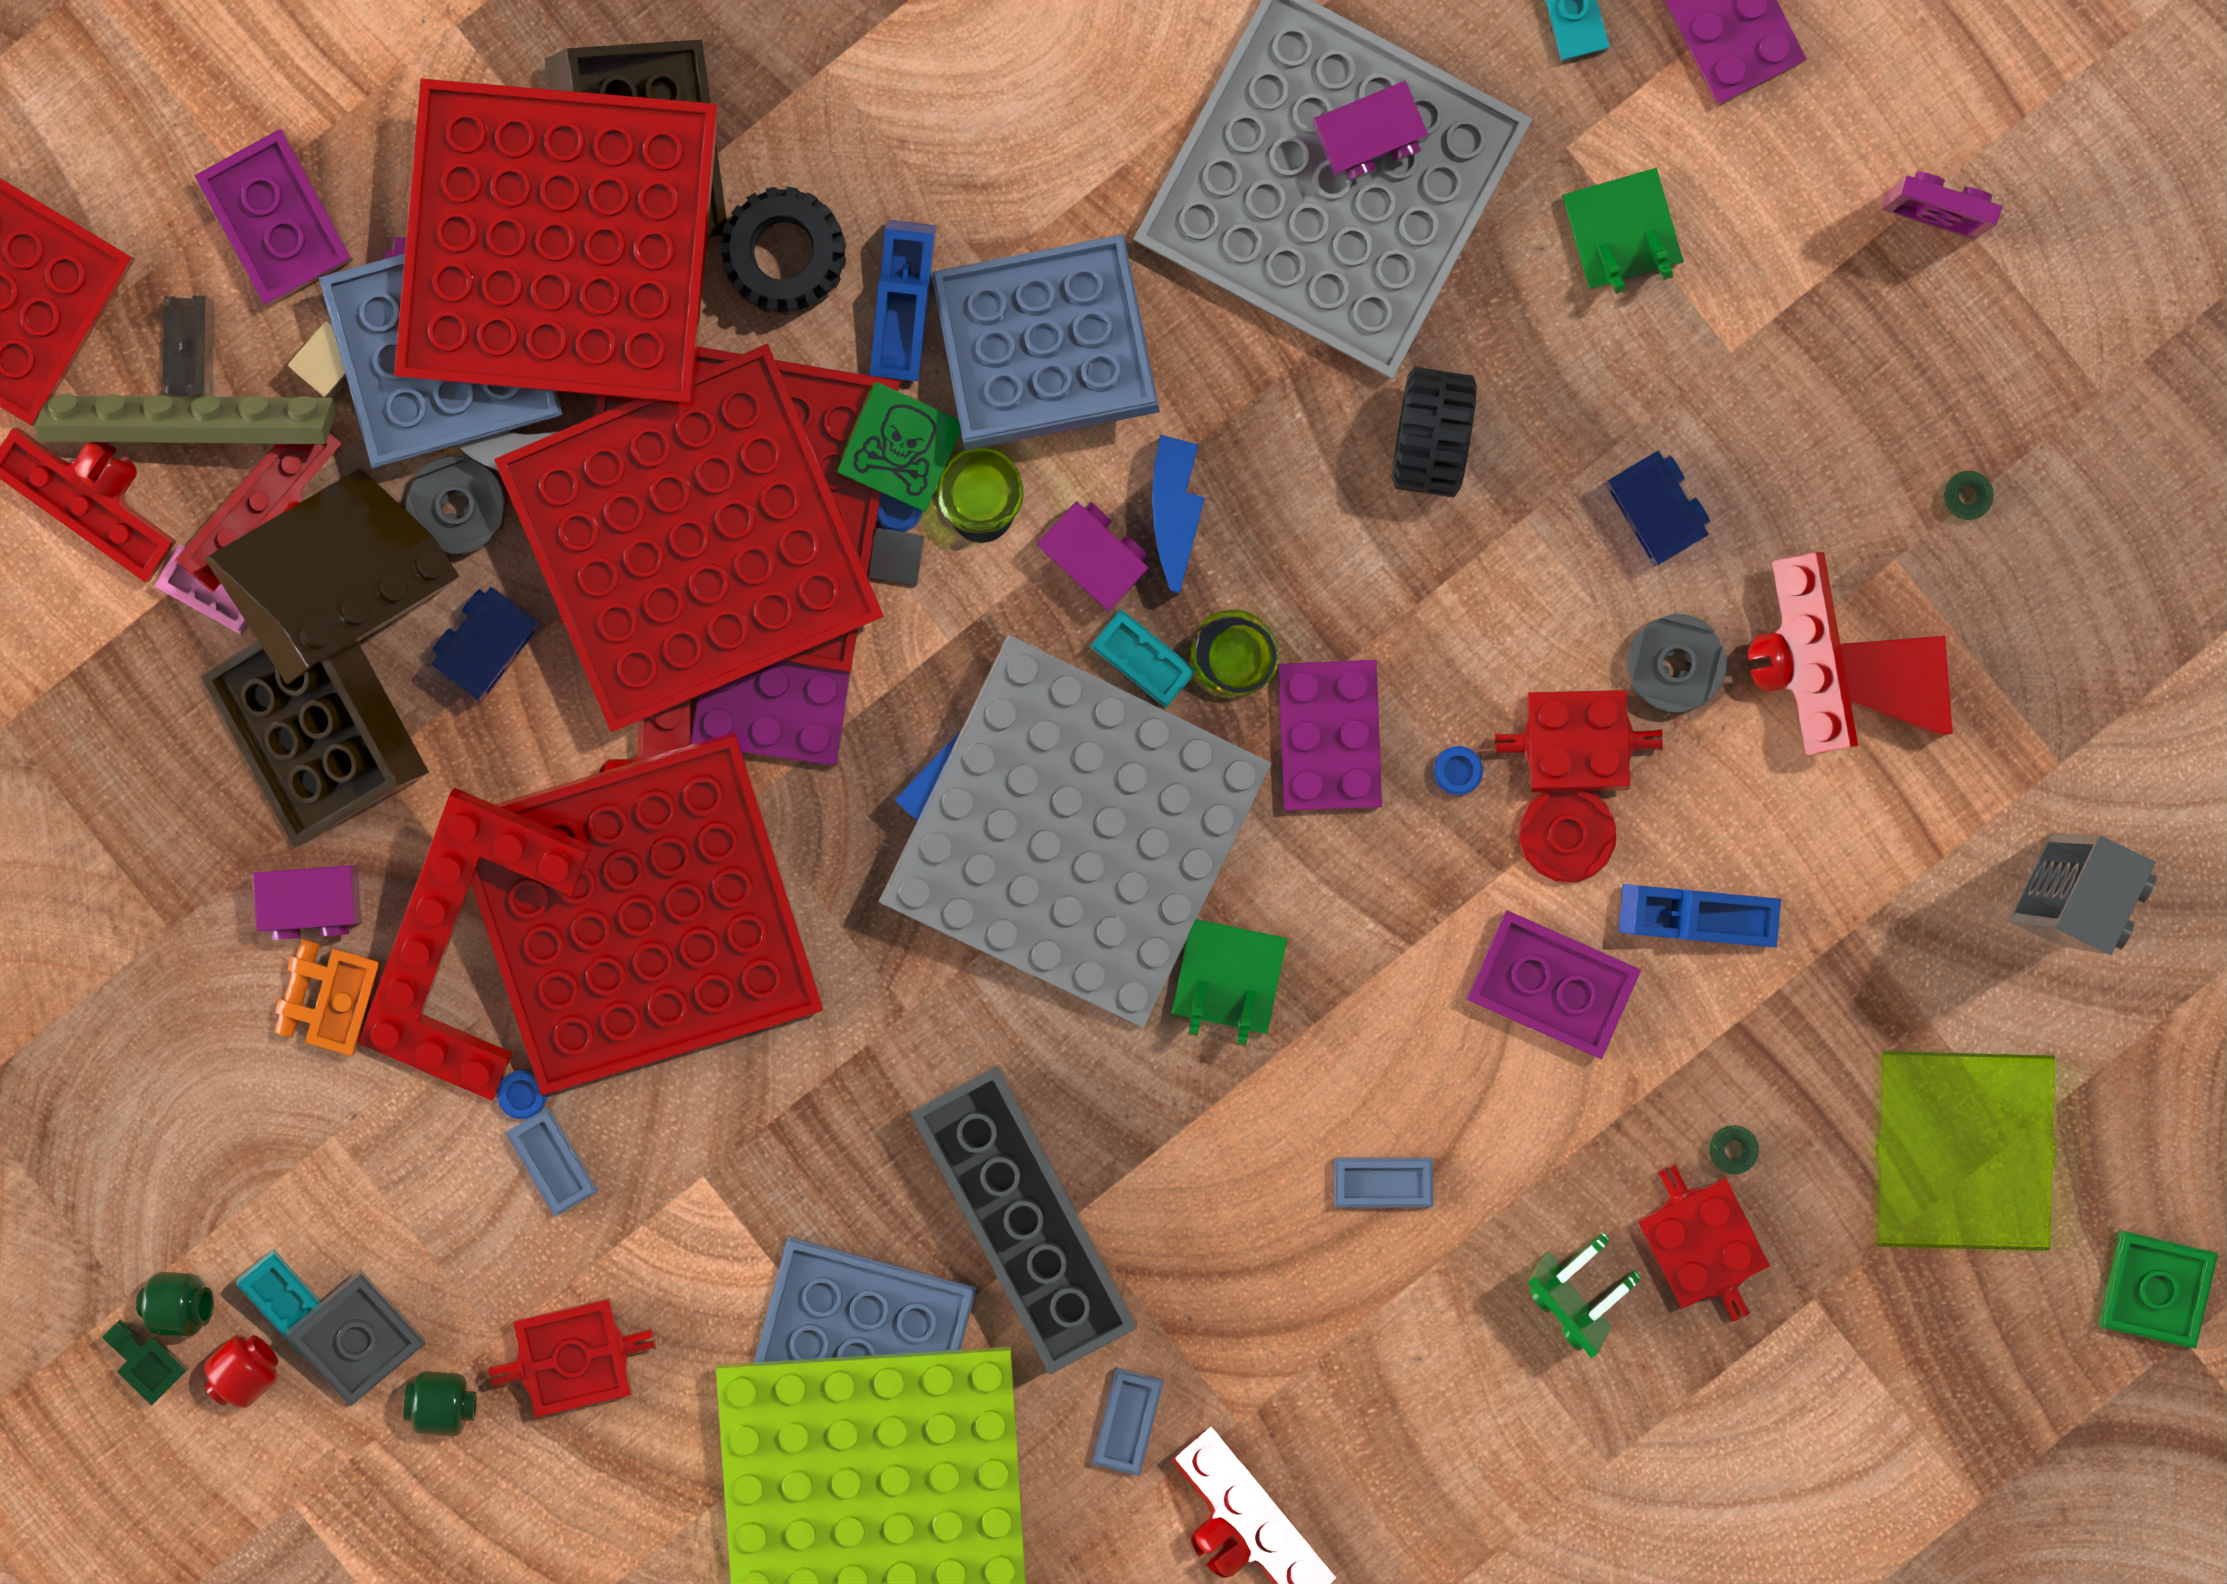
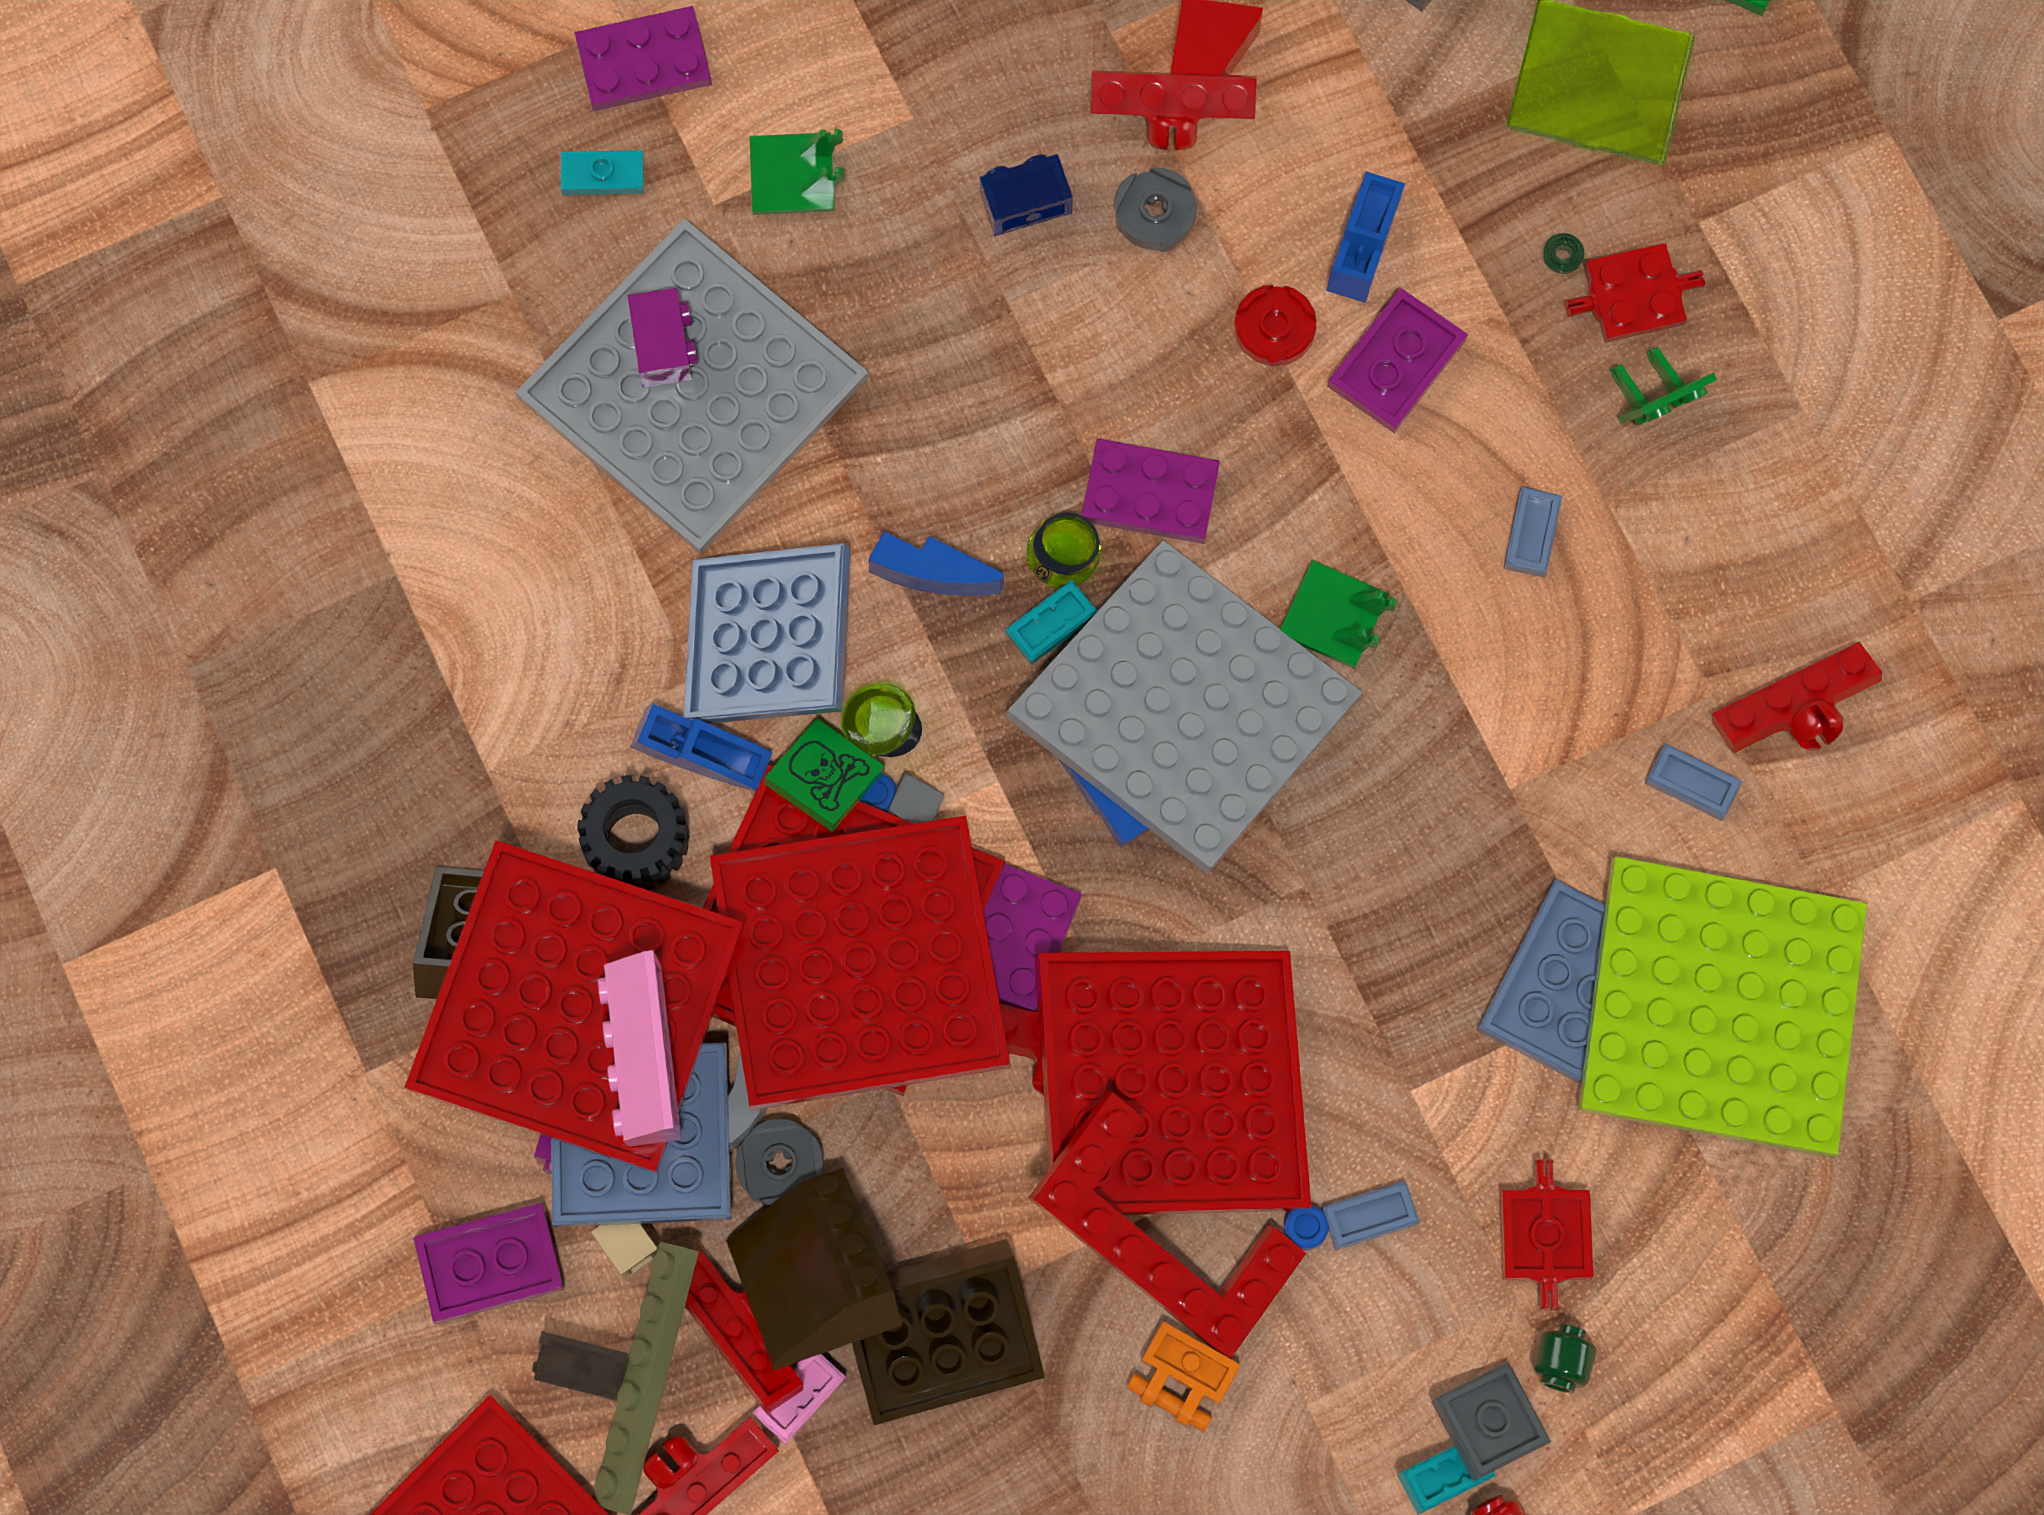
camera: 75 degrees left, 15 degrees down
(306, 900) = (1093, 1373): magenta brick -> none
(484, 642) = (905, 1164): clear blue brick -> none
(509, 329) = (641, 1050): none -> bright pink slope
(1024, 1219) = (1504, 820): dark grey brick -> none
(1094, 555) = (955, 641): magenta brick -> none
(1434, 432) = (921, 341): black tyre -> none
(1458, 770) = (1203, 398): blue tile -> none
(1578, 741) = (1201, 297): red plate -> none

